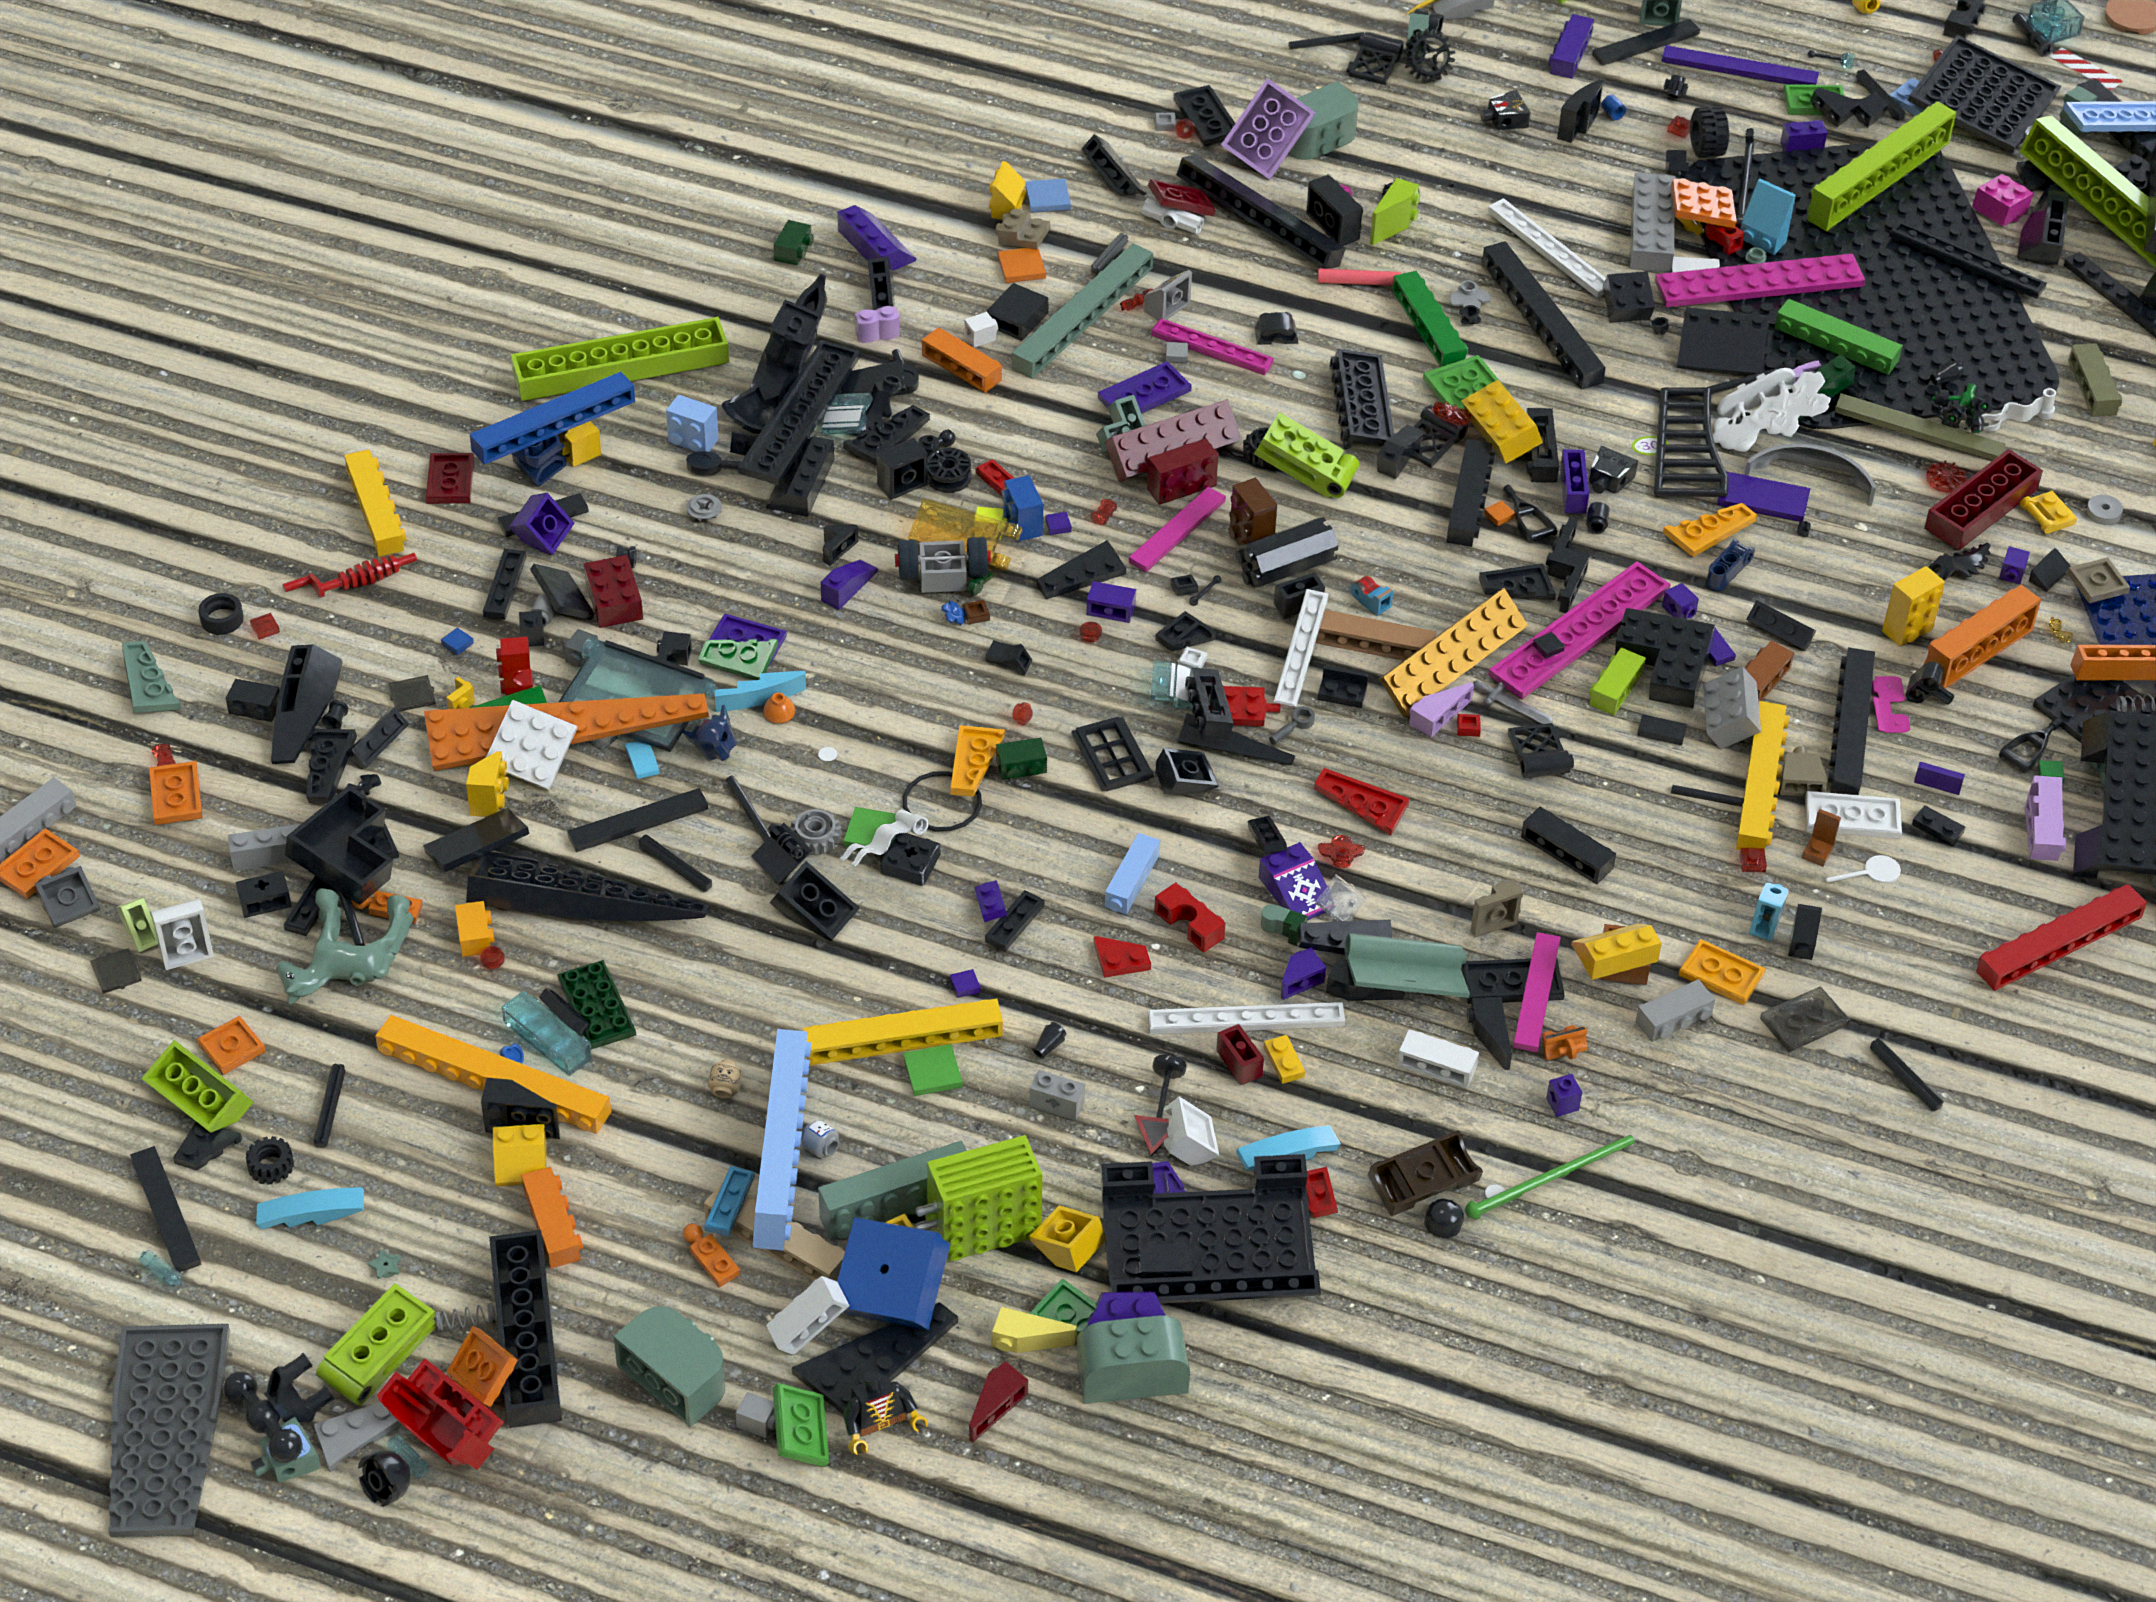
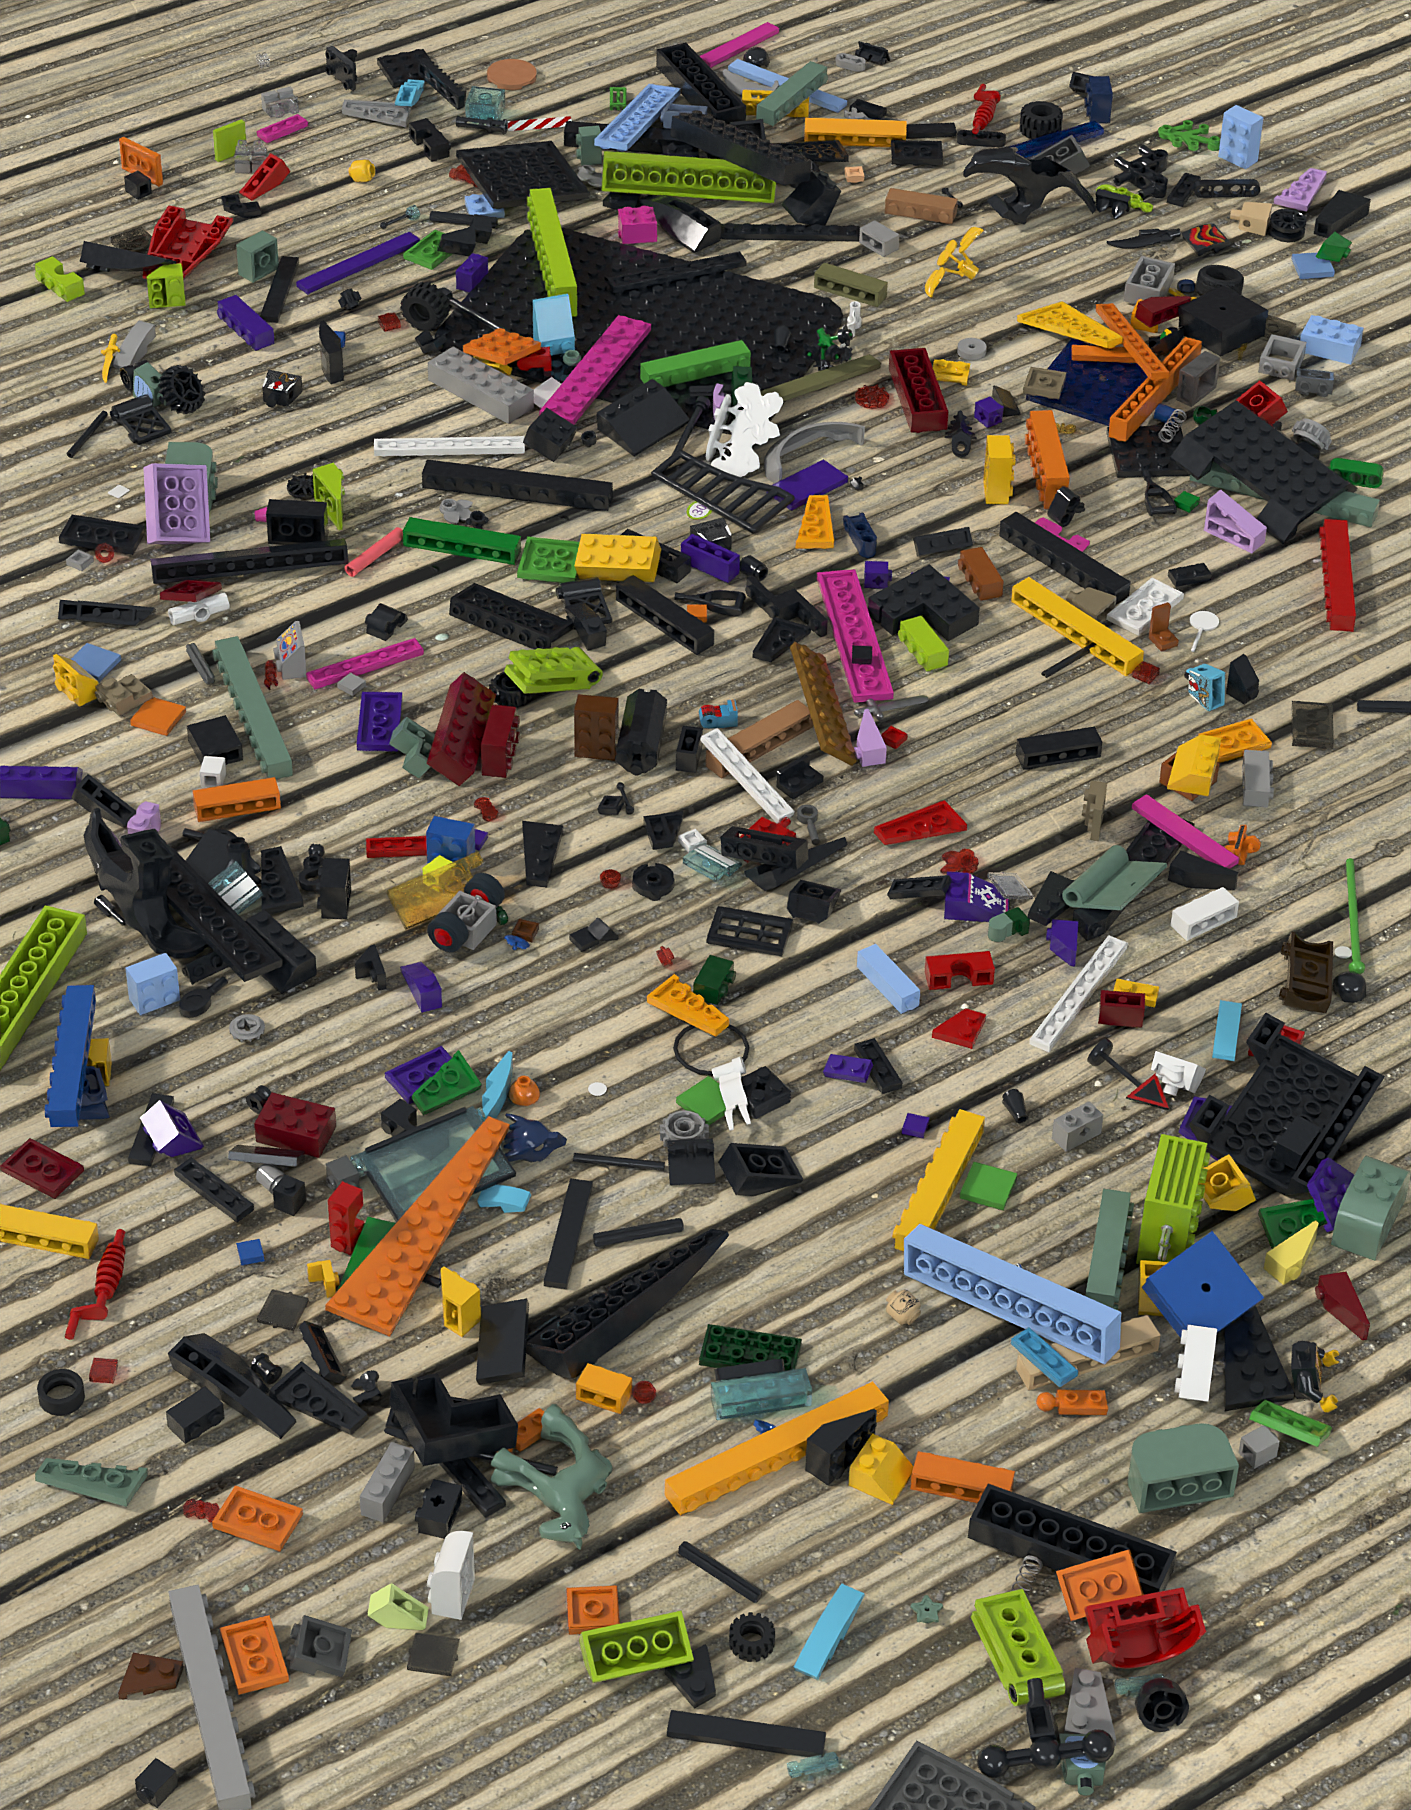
camera: 55 degrees left, 5 degrees down
(532, 744) = (435, 1244): white plate -> none
(949, 470) = (362, 865): black wheel -> none
(1107, 668) = (643, 879): none -> black plate
(1111, 602) = (593, 850): dark purple brick -> none
(1177, 529) = (546, 780): dark pink tile -> none
(1451, 413) = (584, 576): clear red wheel -> none
(1541, 761) = (964, 720): black piece -> none
(1564, 1095) = (1291, 865): dark purple brick -> none
(1662, 729) = (986, 649): black tile -> none
(1731, 707) = (1009, 601): light grey brick -> none
(1939, 778) = (1151, 549): dark purple tile -> none

